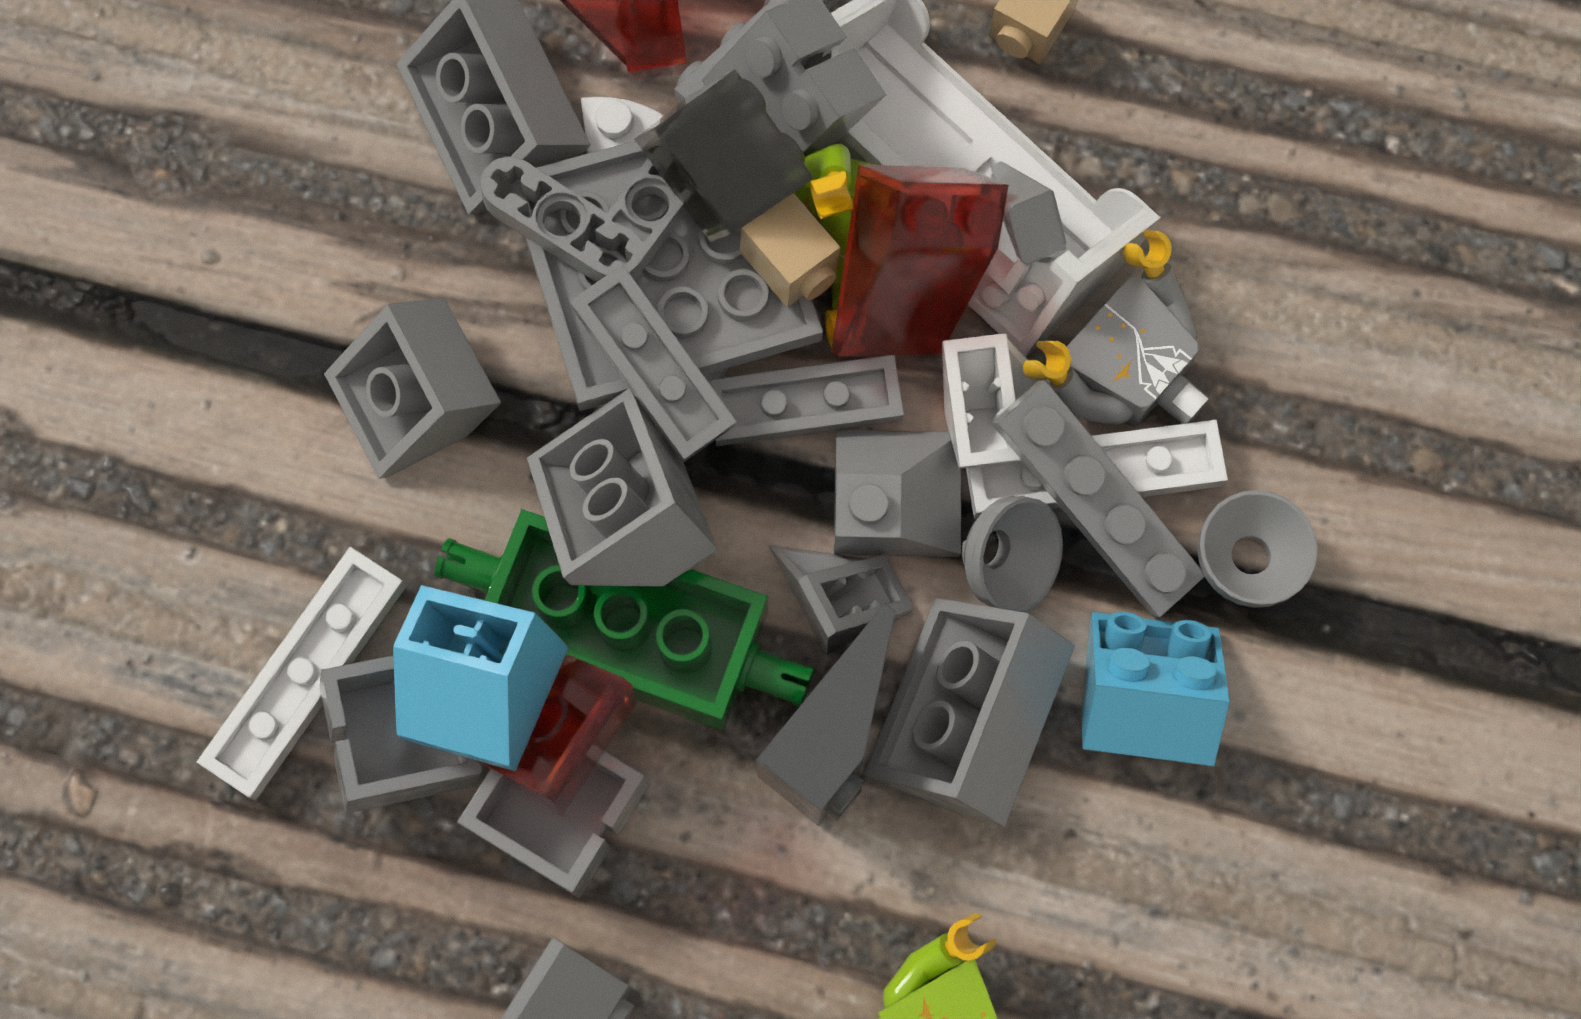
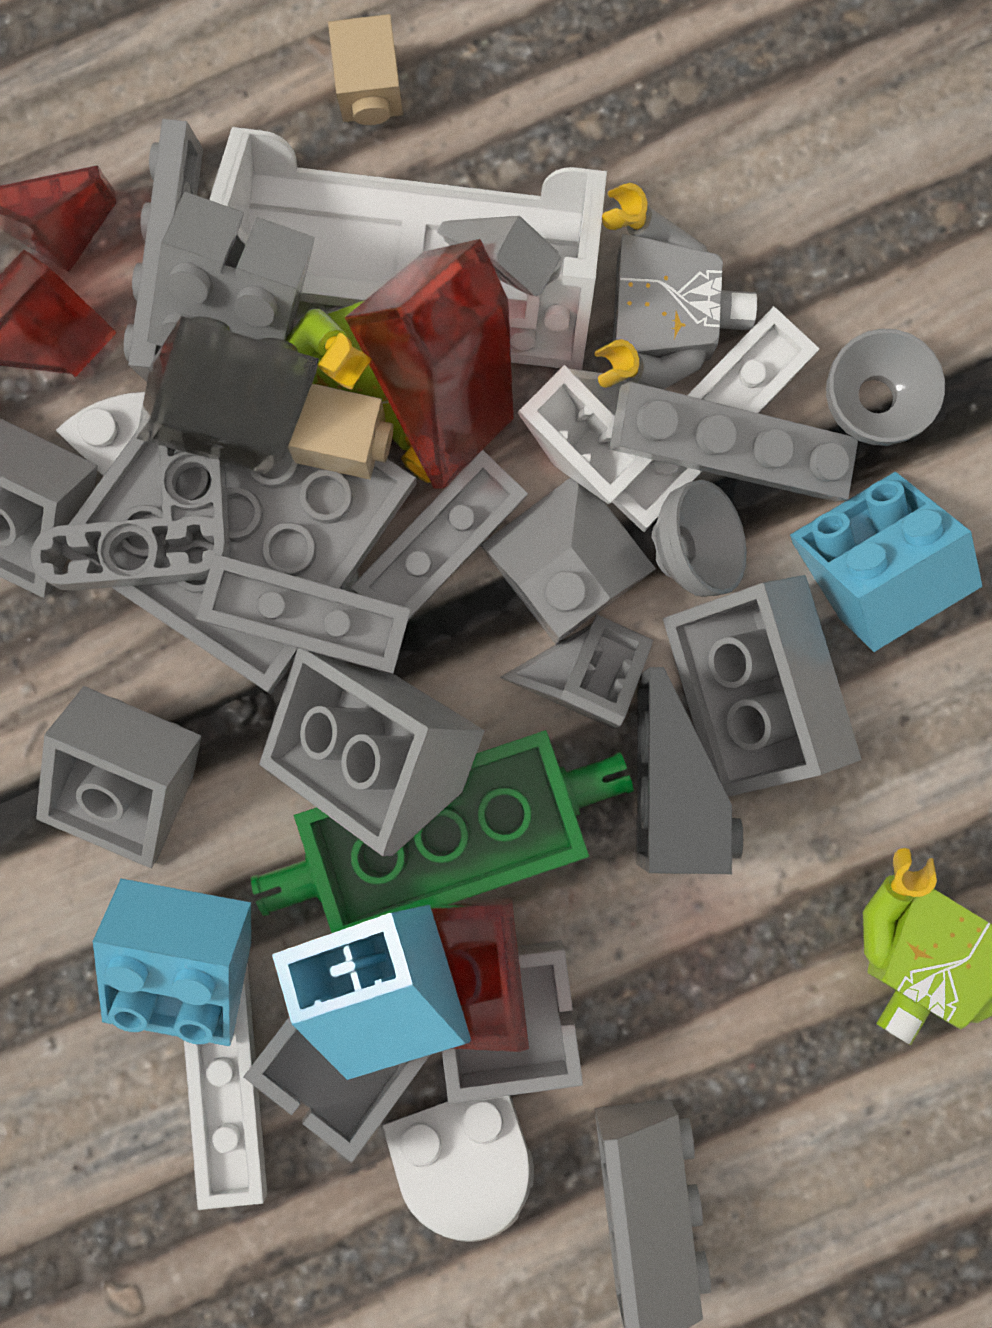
camera: 35 degrees left, 10 degrees up
(338, 551) = (172, 961): none -> medium azure slope
(428, 898) = (463, 1167): none -> white slope

